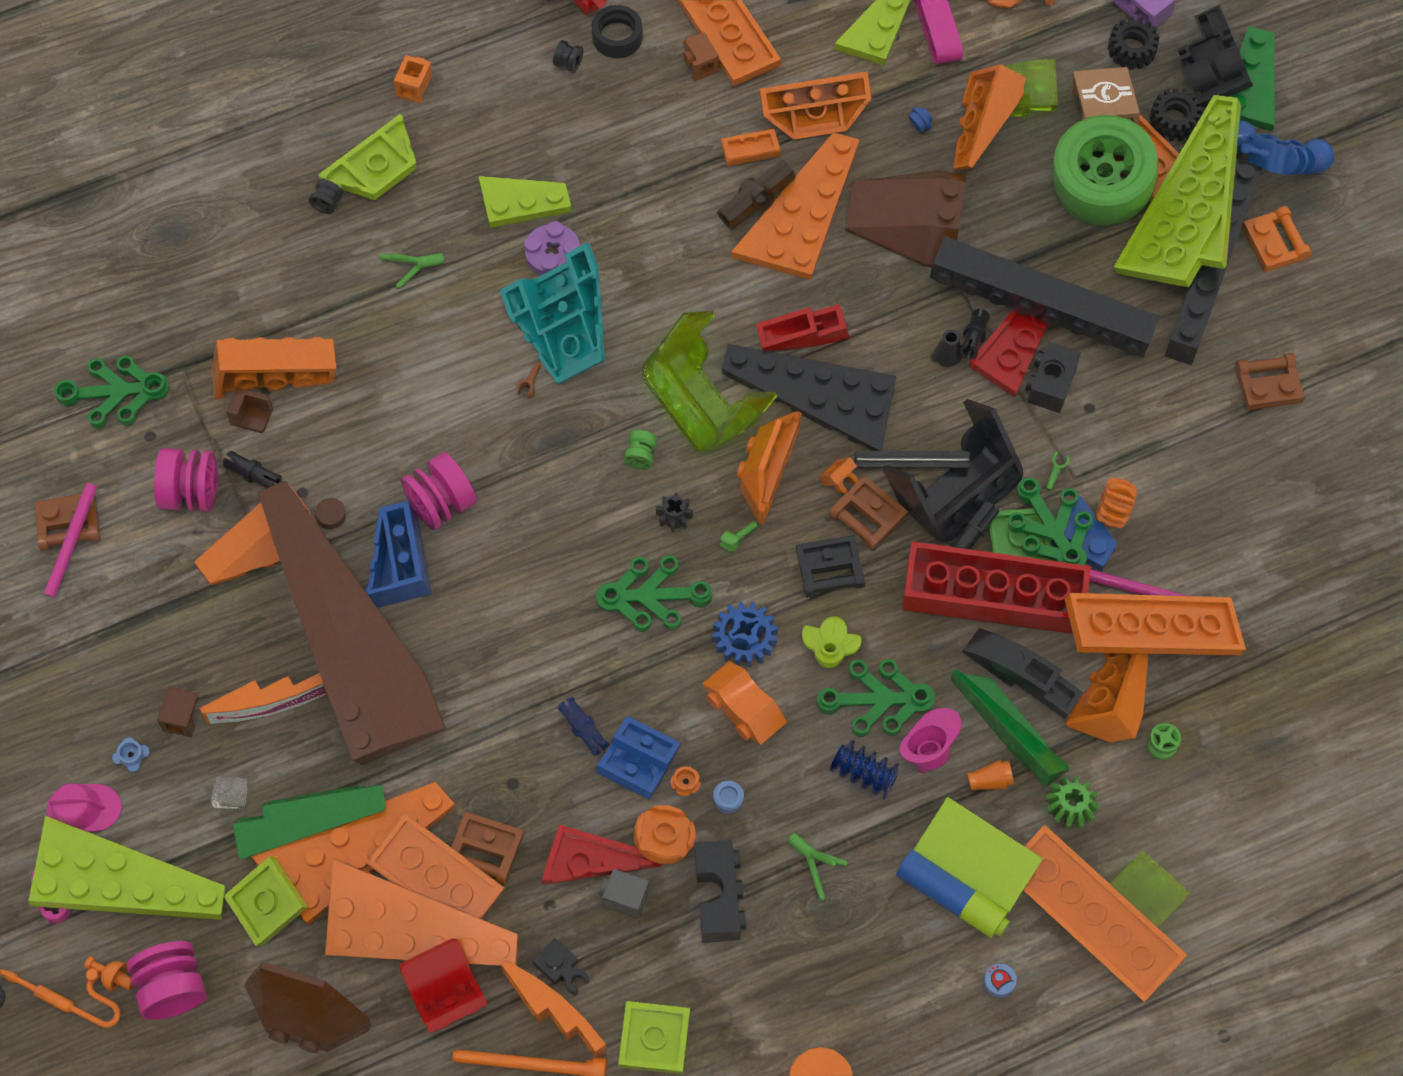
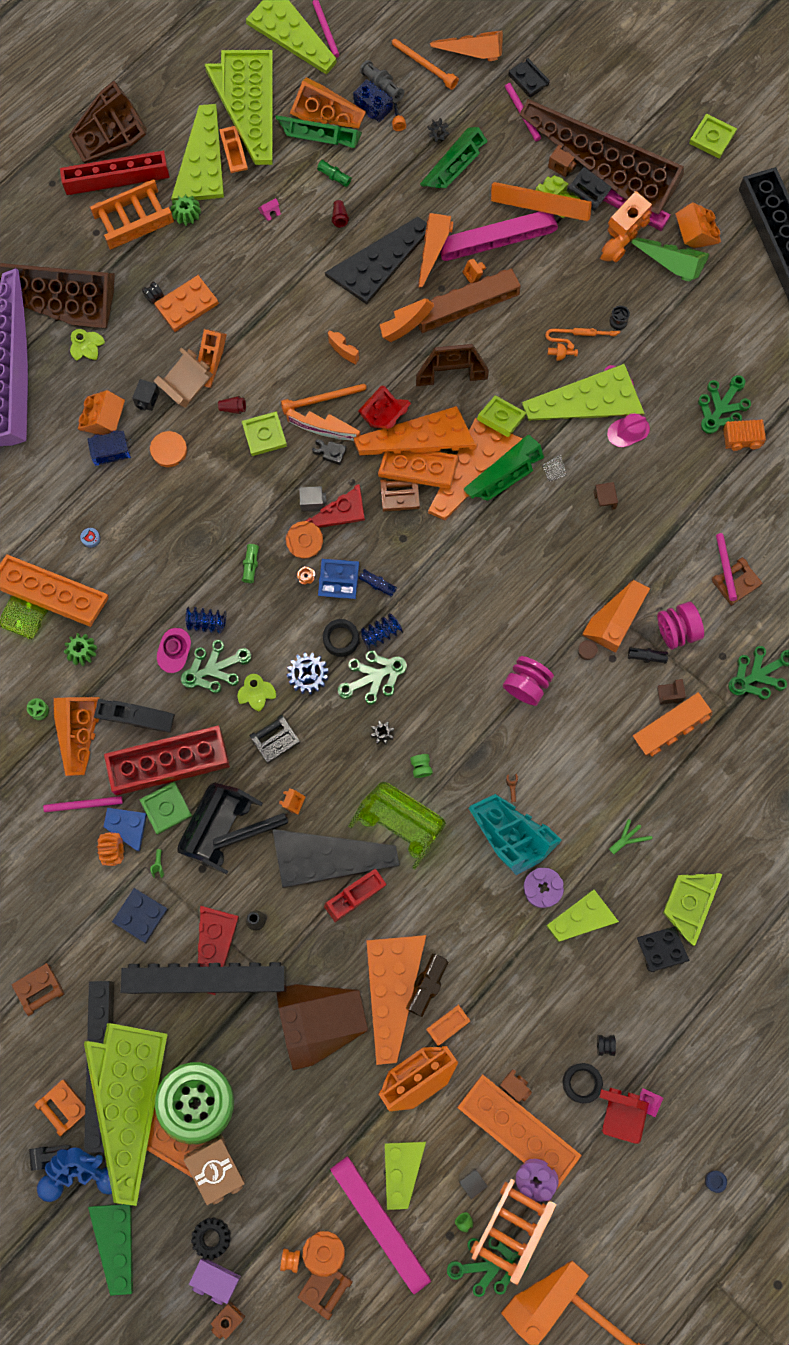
camera: 160 degrees right, 10 degrees up
(128, 746) = (623, 462): medium blue plate -> none
(166, 980) = (529, 354): dark pink wheel -> none
(252, 703) = (567, 520): orange slope -> none
(325, 196) = (708, 861): black wheel -> none
(365, 667) = (513, 553): reddish brown wedge -> none
(398, 557) = (530, 632): blue wedge -> none
(413, 78) = (706, 974): orange brick -> none
(441, 126) = (662, 949): none -> black hinge
(612, 647) = (380, 631): none -> clear blue piece
(668, 645) = (340, 623): none -> black tyre
(717, 864) = (268, 534): black arch -> none
(728, 796) = (278, 577): medium blue tile -> none
(731, 541) = (340, 731): bright green hand -> none
(744, 703) = (283, 626): orange brick -> none
(763, 833) = (250, 563): none -> bright green pin
(767, 462) = (339, 789): orange wedge -> none
(811, 853) = (218, 563): bright green plant -> none
(875, 506) = (261, 789): dark orange plate -> none
(920, 119) = (340, 1100): blue plate -> none
(969, 868) = (126, 586): lime door -> none
(974, 333) = (242, 938): black pin -> none
(976, 527) = (194, 798): black axle -> none
(988, 103) = (294, 1128): orange wedge -> none
(993, 776) = (131, 647): orange cone -> none
(1010, 726) = (129, 681): green wedge -> none
(1039, 88) = (274, 1163): clear neon green slope -> none
(1051, 392) = (174, 917): black brick -> none
(1051, 528) = (145, 817): green plant -> none
(1102, 417) = (140, 915): none -> dark blue plate
(1154, 624) = (61, 771): orange plate -> none
(1179, 102) = (148, 1185): black tyre -> none
(1214, 60) = (145, 1239): black plate -> none
(1315, 192) = (41, 1156): none -> black piece

